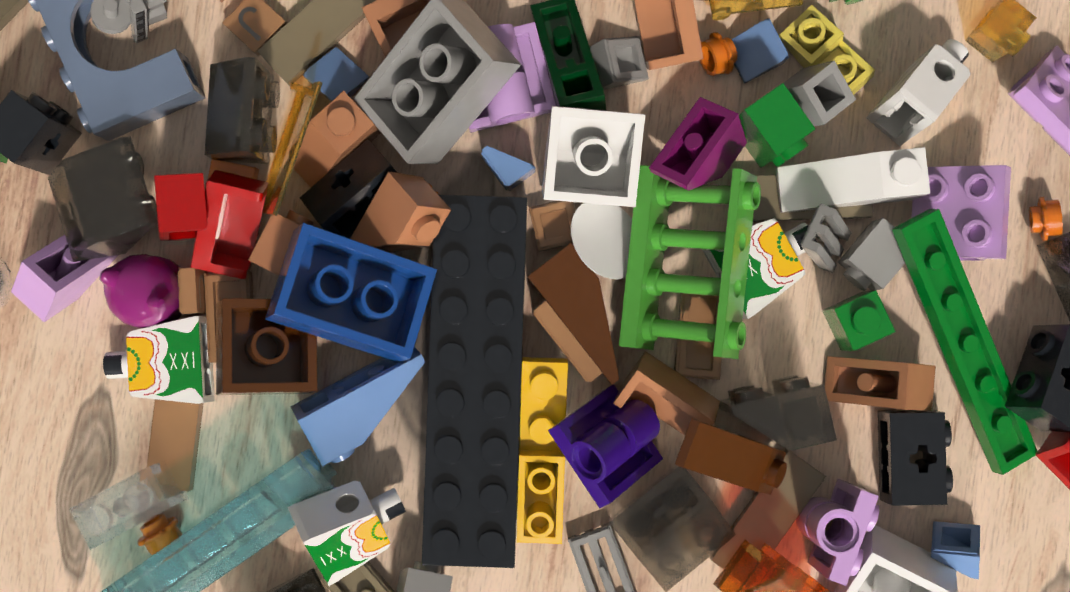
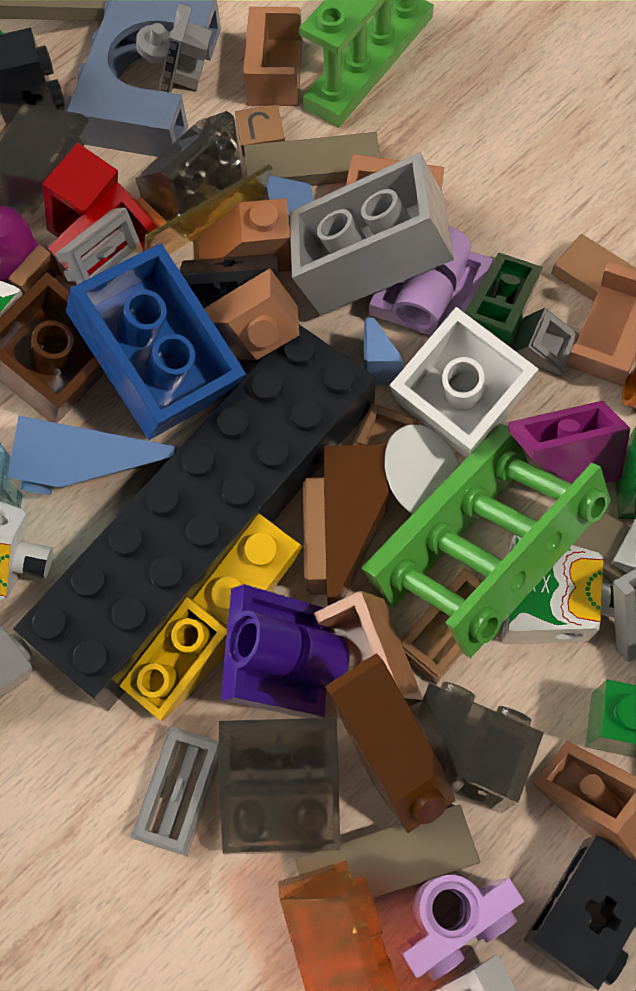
camera: 40 degrees right, 20 degrees down
(246, 250) = (91, 236): none -> light grey tile

